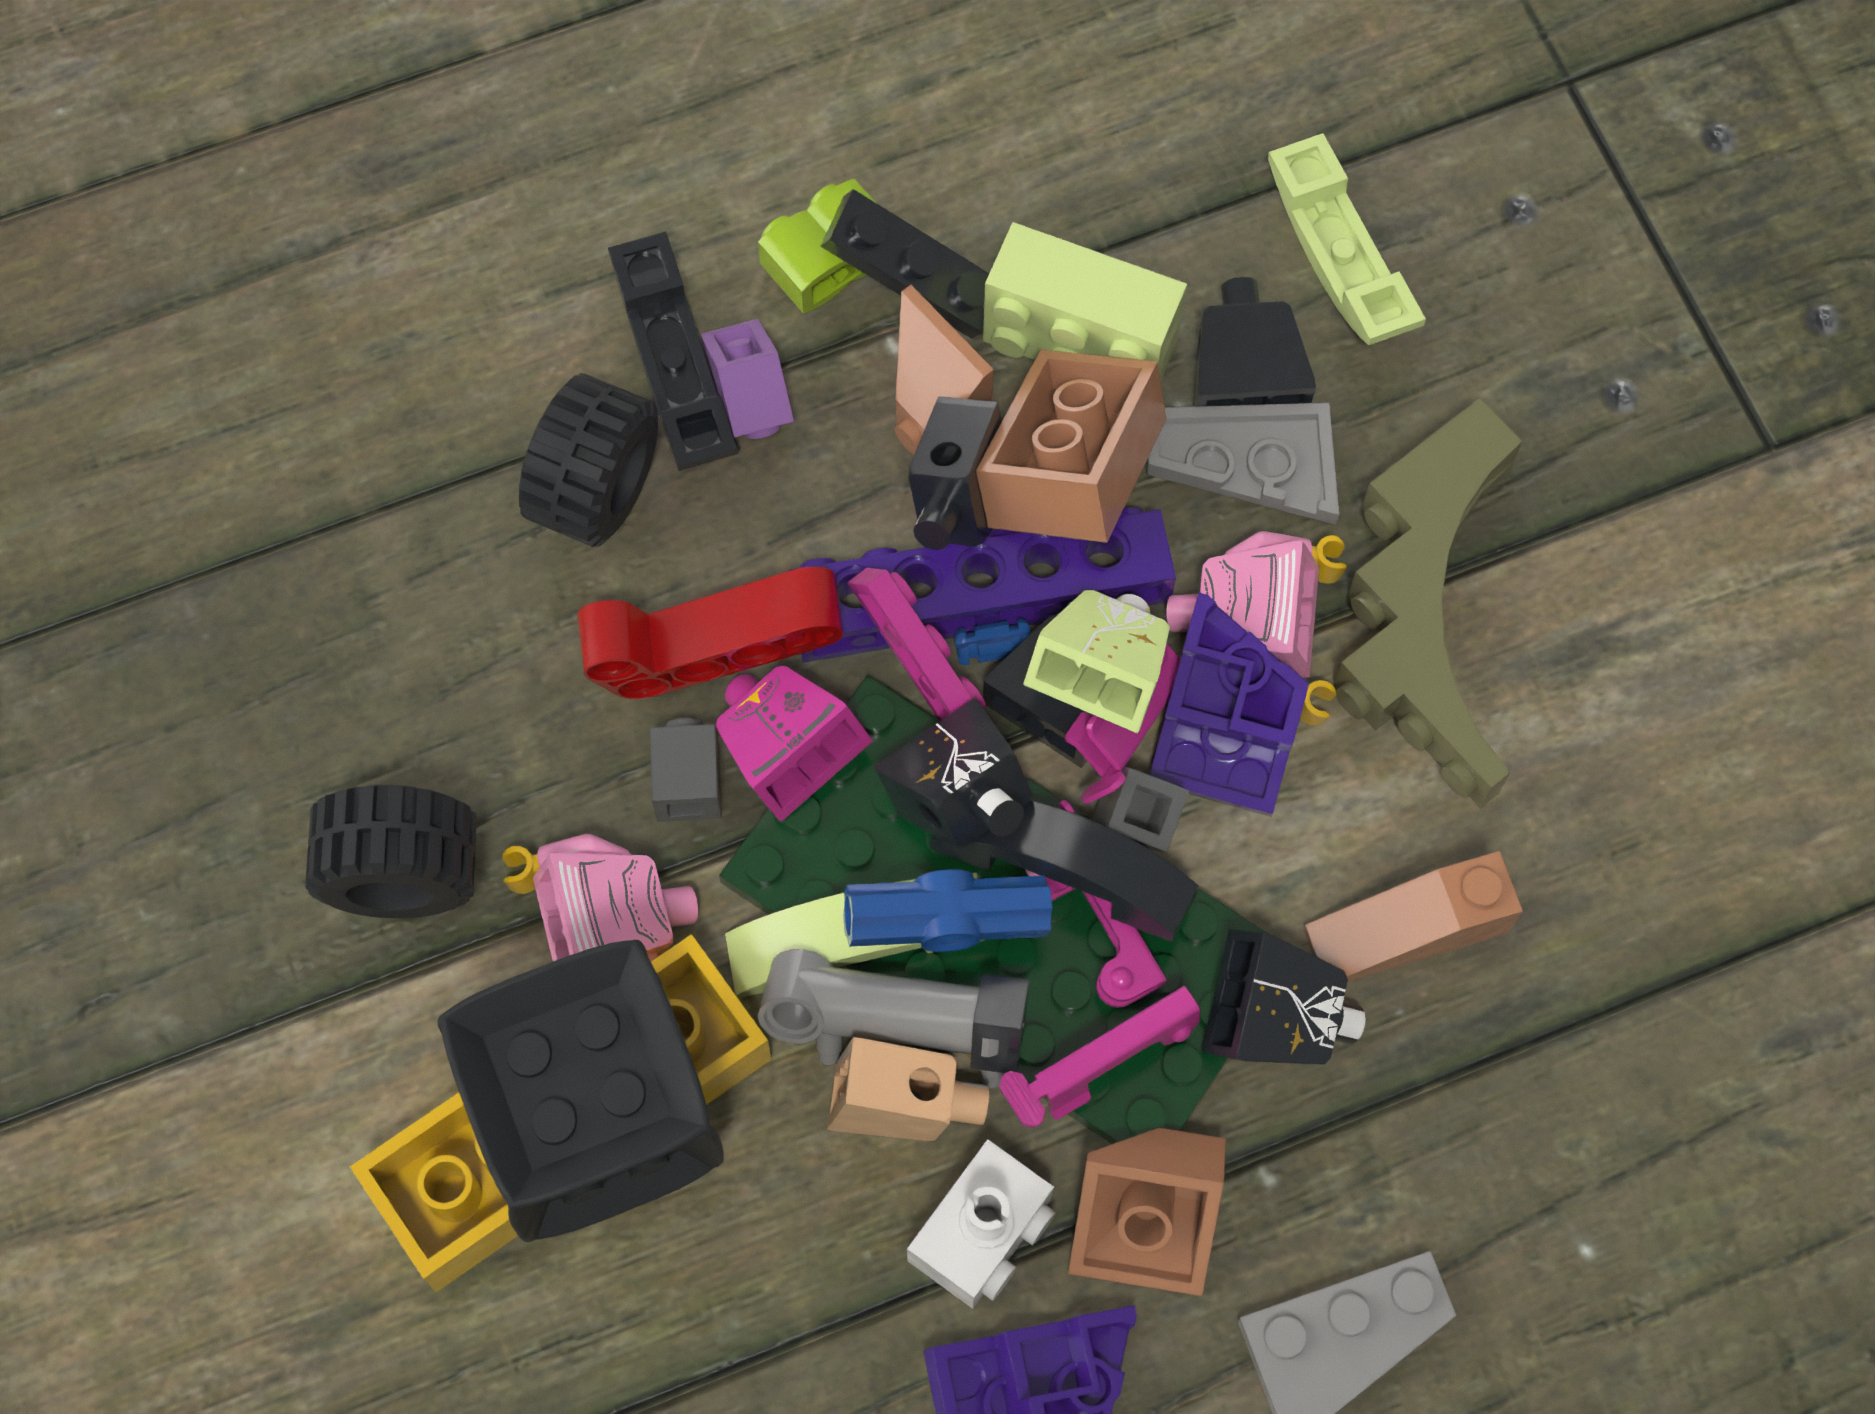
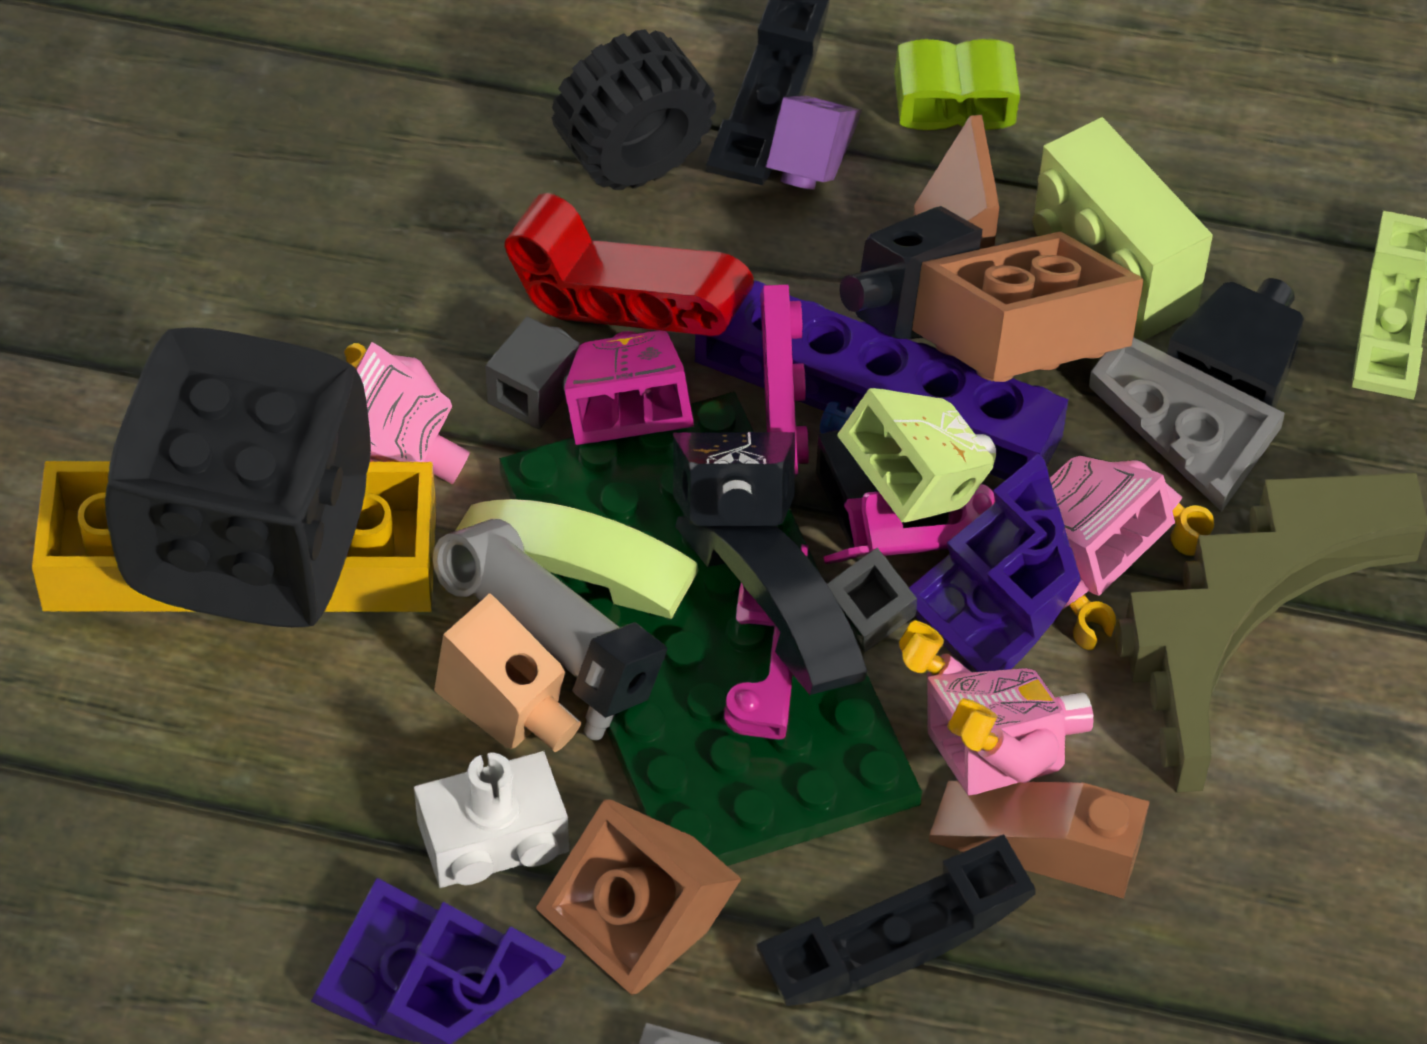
camera: 35 degrees right, 15 degrees down
(391, 851) = (259, 274): black tyre -> none
(905, 256) = (1012, 124): black plate -> none
(947, 910) = (642, 558): blue piece -> none
(1068, 1079) = (638, 742): dark pink piece -> none
(1278, 1004) = (868, 807): black torso -> none
(1316, 853) = (992, 723): none -> bright pink torso
(1370, 1089) = (899, 932): none -> black slope

